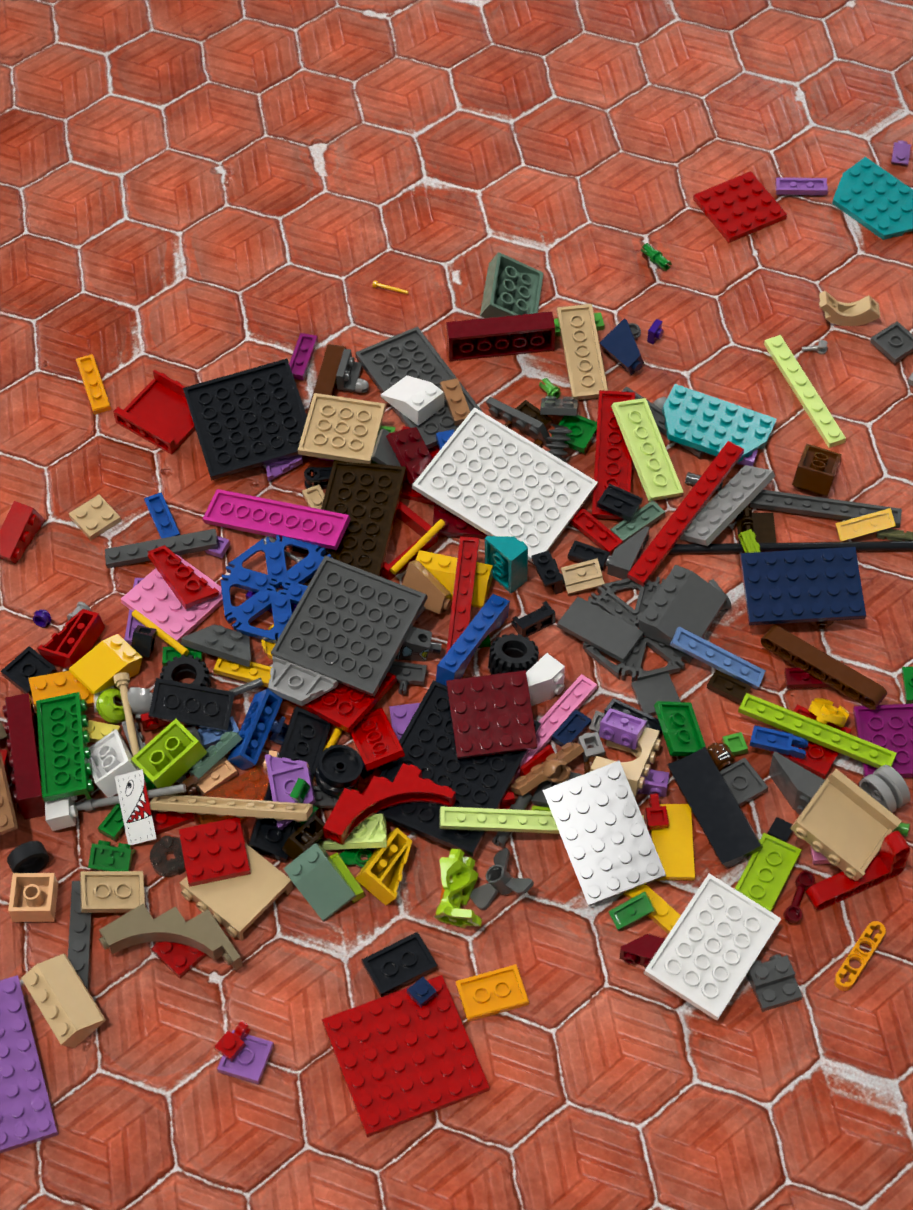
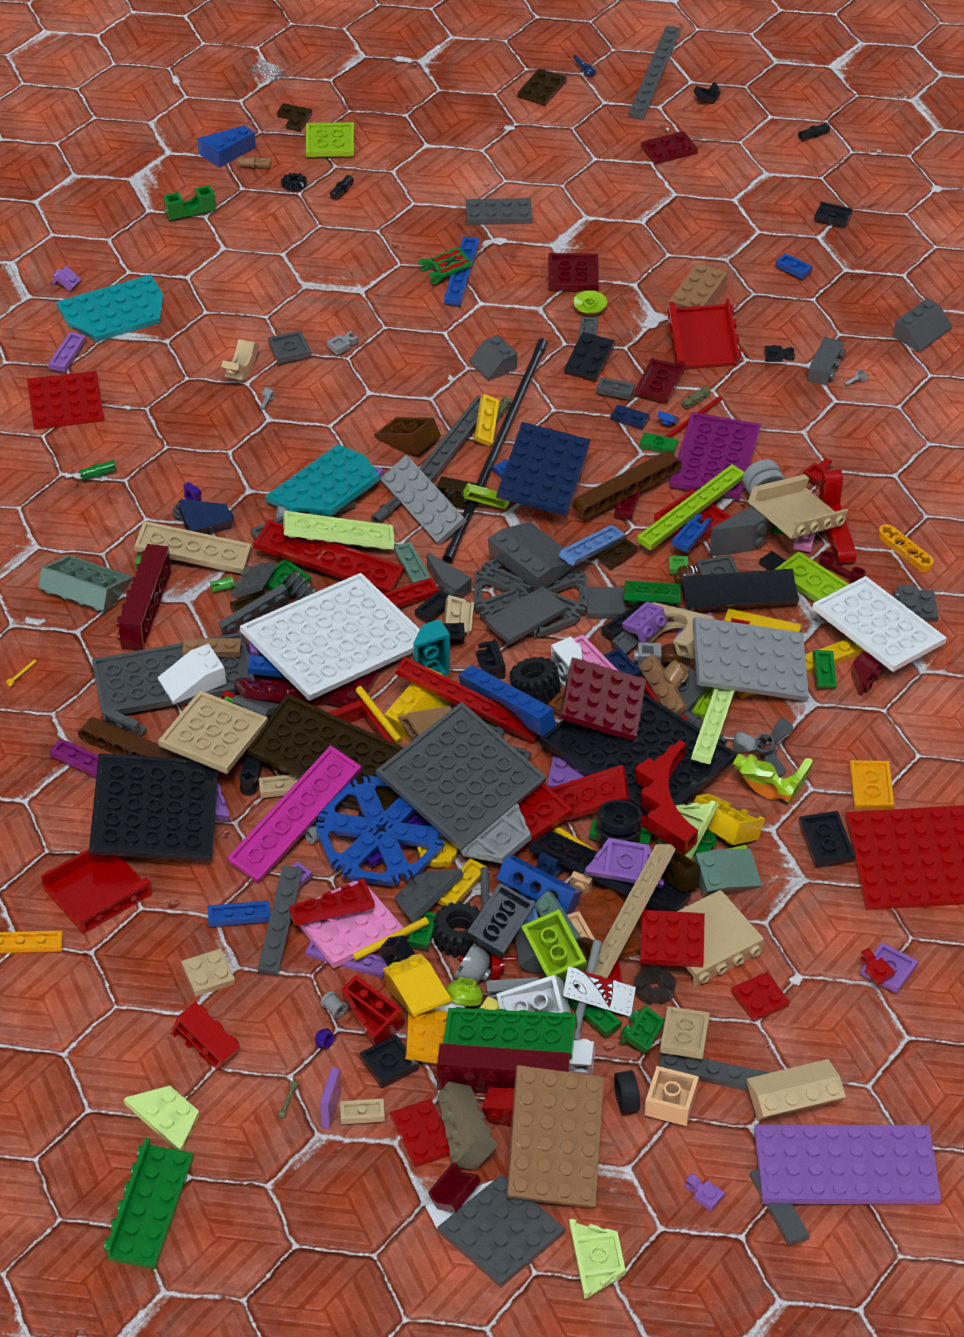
camera: 75 degrees left, 10 degrees down
(122, 681) = (448, 972): tan piece -> none
(199, 932) = (756, 968): dark tan arch -> none
(300, 791) = (641, 847): green tile -> none
(361, 386) = (145, 719): light grey hinge -> none
(421, 992) = (863, 824): dark blue plate -> none
(619, 502) = (391, 564): black plate -> none
(685, 513) = (425, 523): red plate -> none
(805, 391) = (311, 419): yellowish green plate -> none
(827, 713) = (674, 493): yellow plate -> none

